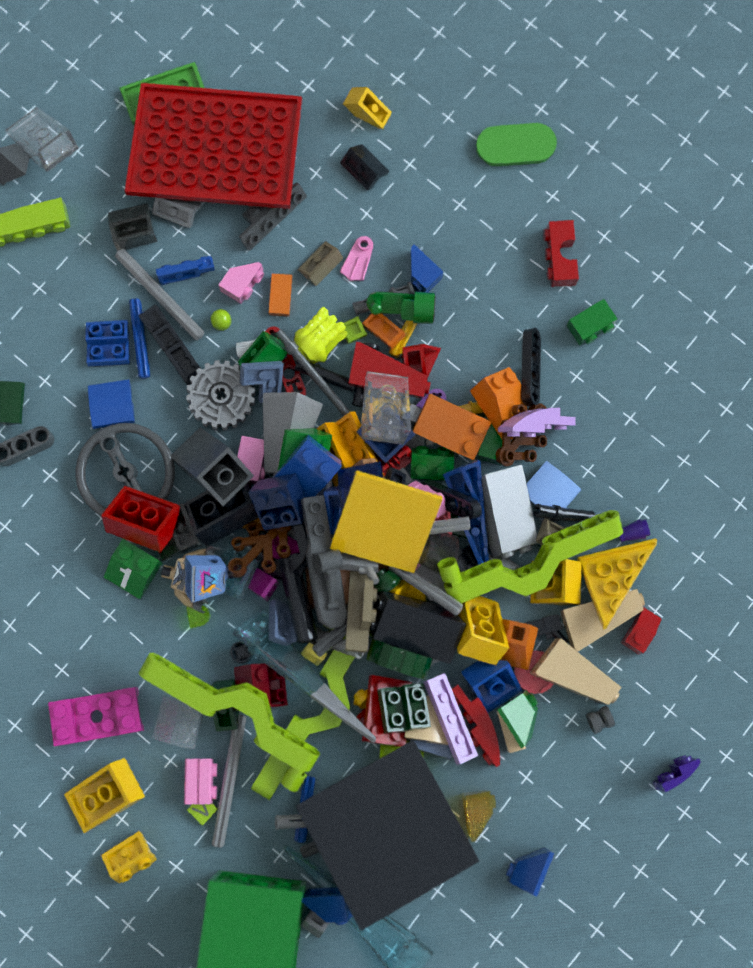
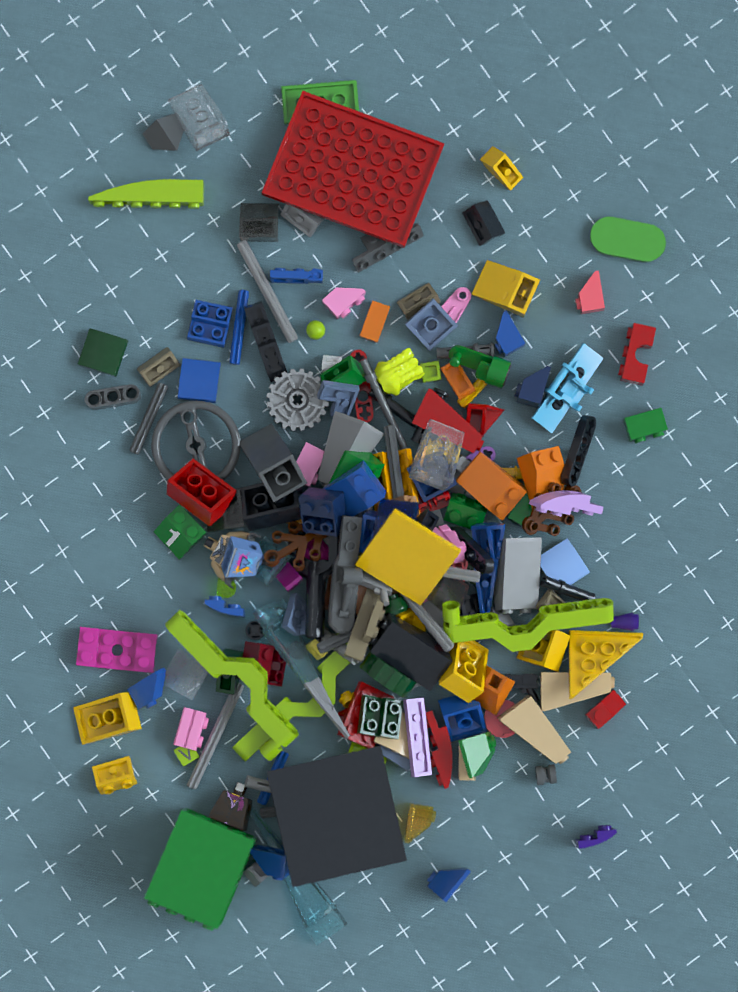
camera: 20 degrees right, 5 degrees up
(65, 402) = (158, 366): none -> dark tan slope
(67, 459) = (148, 418): none -> dark grey axle
(141, 750) = (148, 689): none -> blue slope
(195, 635) = (219, 605): none -> blue slope
(270, 856) = (233, 808): none -> dark brown torso
(339, 280) = (431, 324): none -> sand blue slope
(340, 428) = (393, 461): none -> dark grey axle
(407, 223) = (506, 287): none -> yellow slope
(464, 317) = (532, 388): none -> dark blue slope
(497, 209) = (591, 297): none -> coral slope
(505, 310) = (572, 390): none -> medium azure piece

